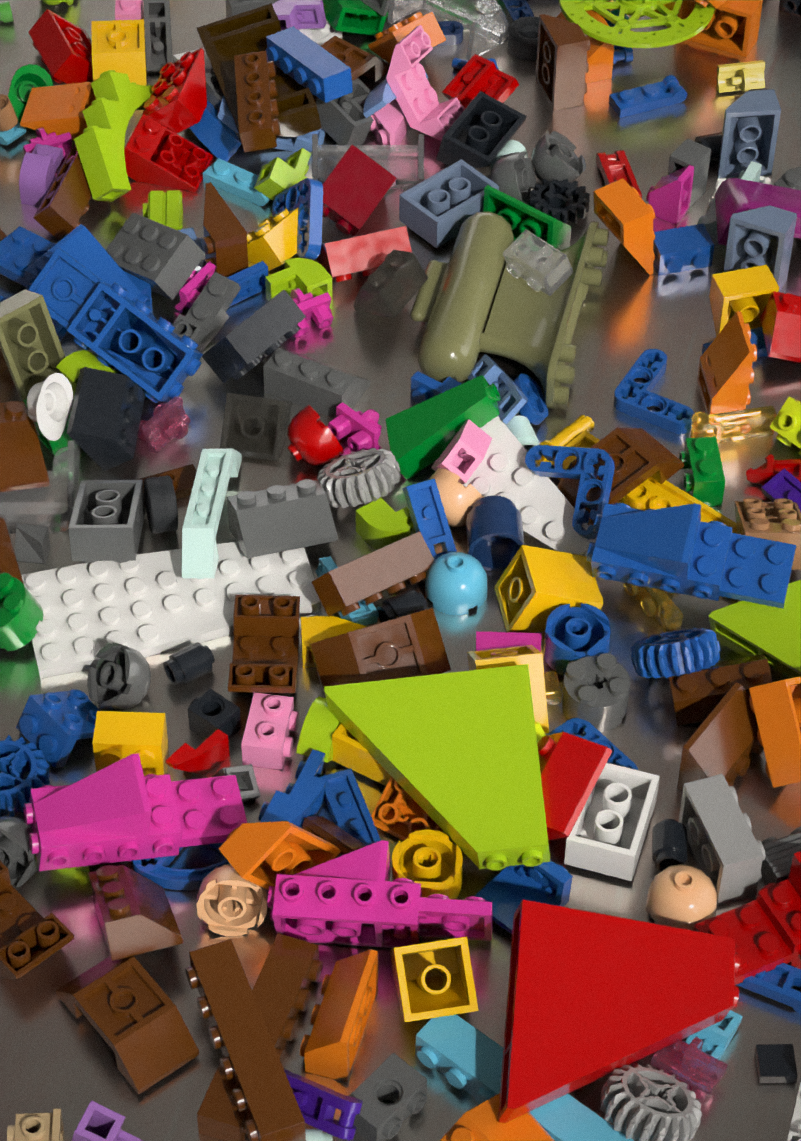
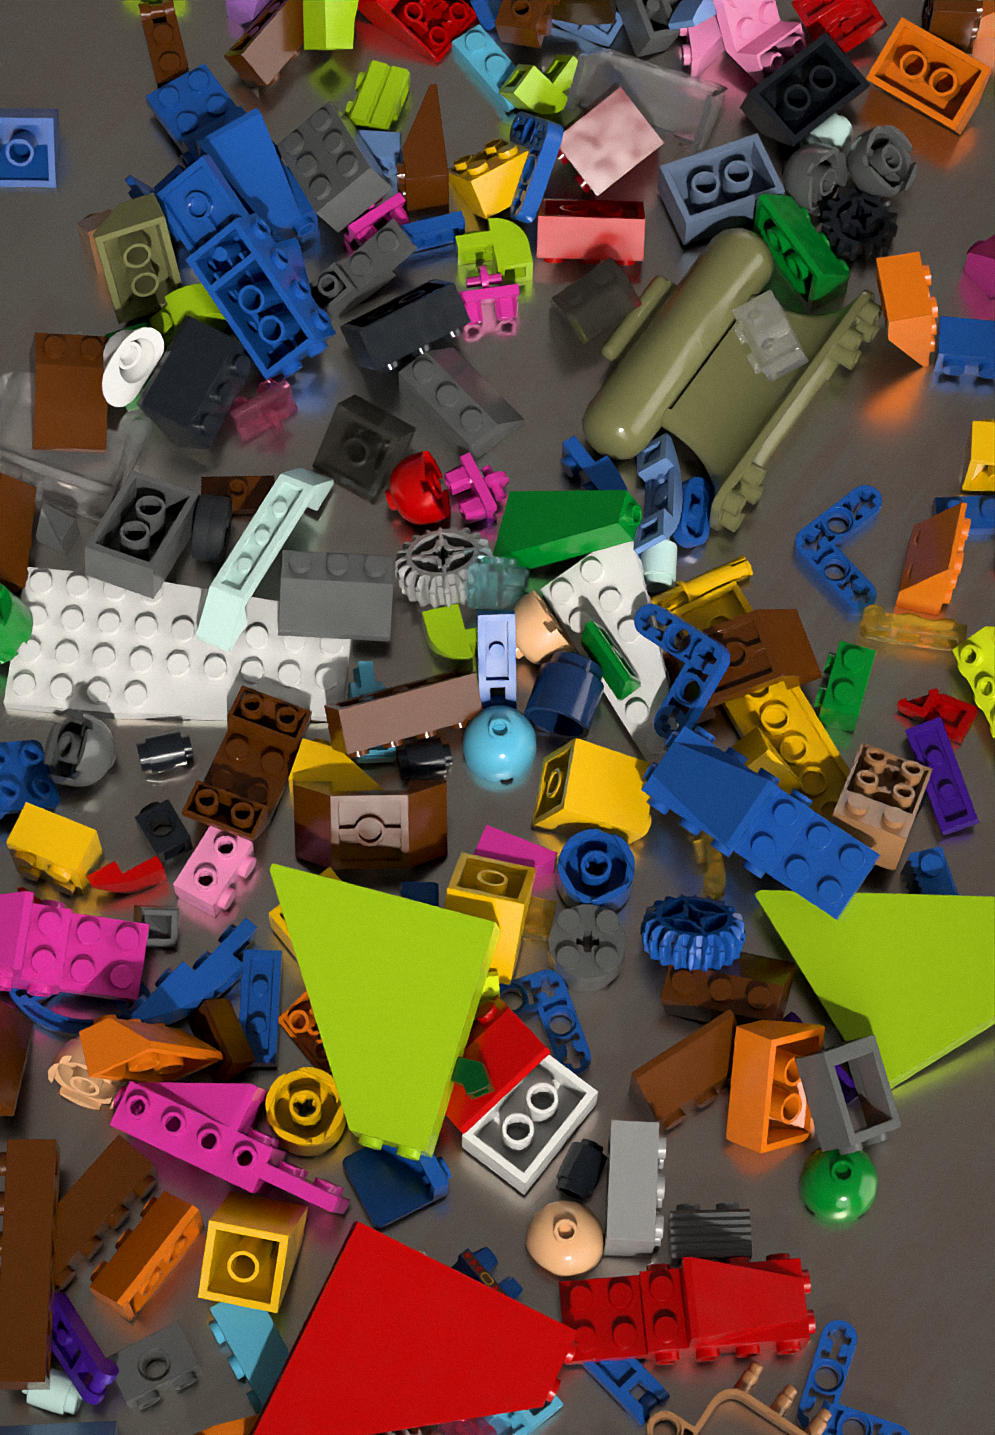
camera: 20 degrees right, 20 degrees up
(318, 730) = (260, 894): lime brick -> none
(404, 469) = (496, 584): none -> clear light blue brick
(464, 451) = (570, 581): bright pink slope -> none
(529, 503) = (606, 654): none -> green slope
(559, 787) = (473, 1077): none -> dark green piece
(566, 101) = (930, 75): none -> orange slope
(616, 167) = (949, 209): red plate -> none

